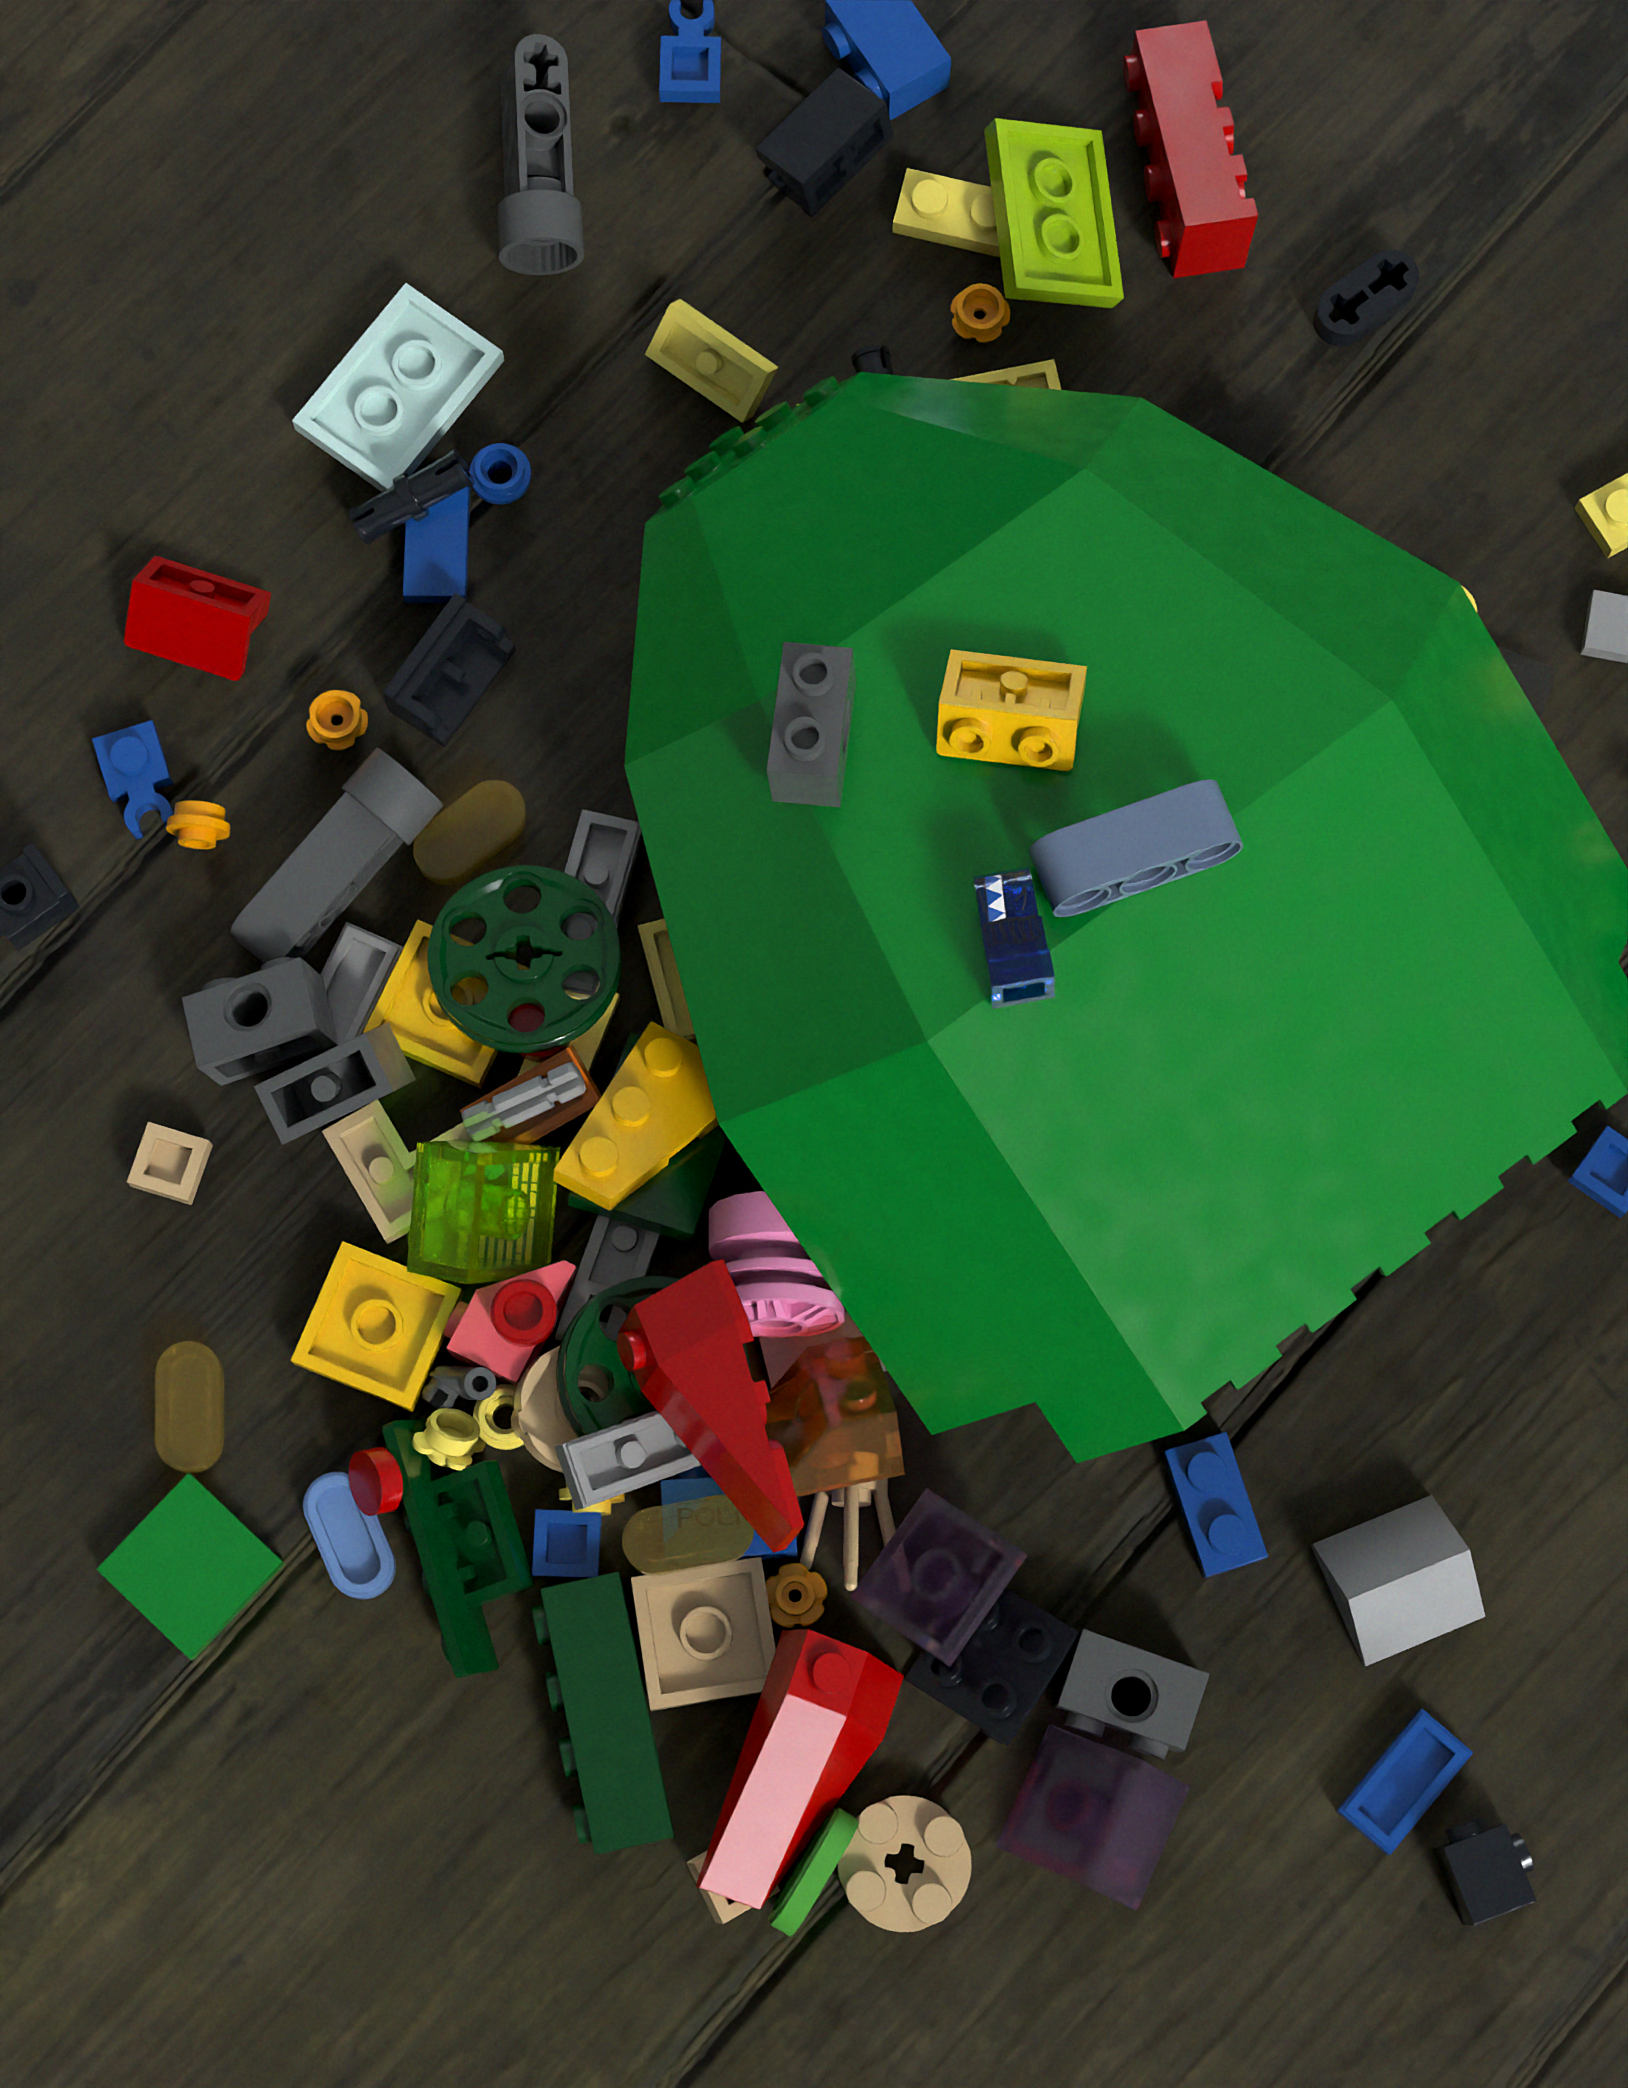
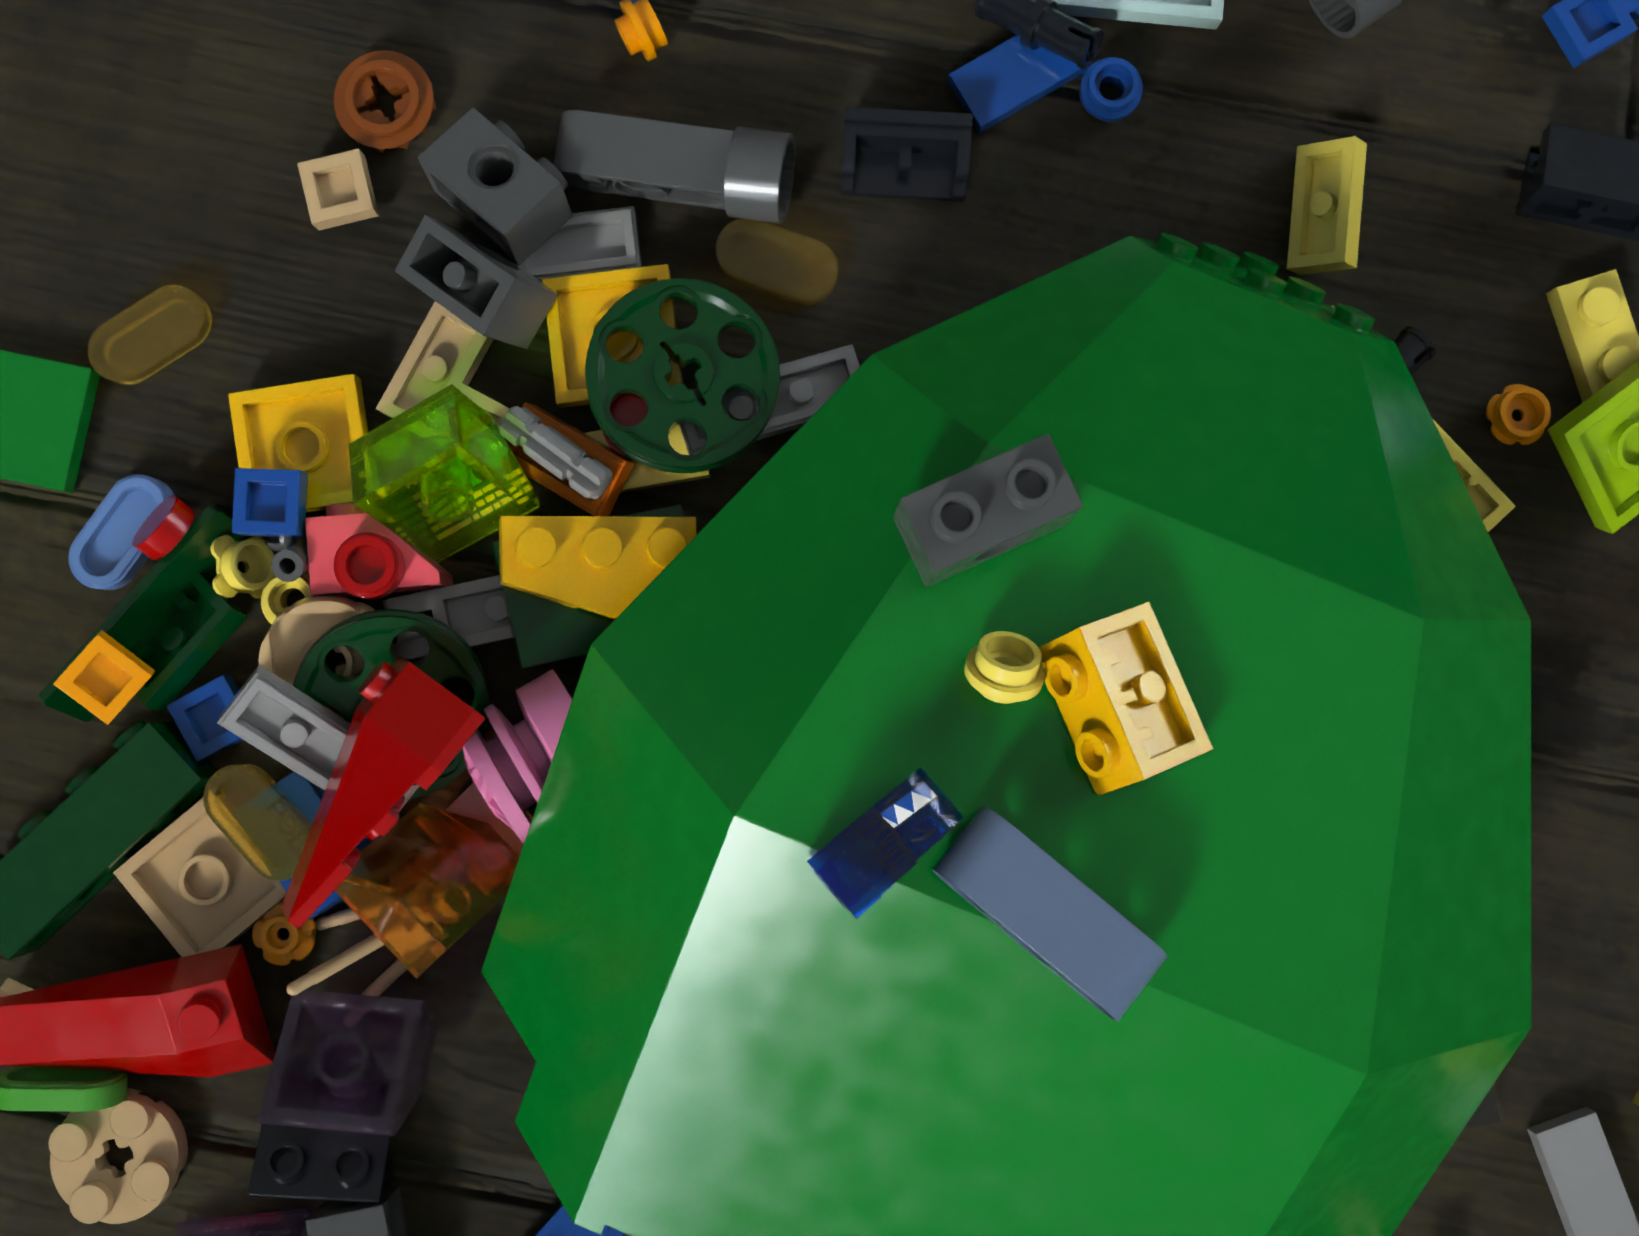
camera: 60 degrees right, 10 degrees up
(99, 1058) = (357, 94): none -> dark orange gear
(334, 704) = (805, 71): light orange plate -> none
(414, 1370) = (269, 502): none -> blue plate
(478, 1600) = (104, 677): none -> light orange plate
(936, 778) = (1005, 667): none -> light yellow plate

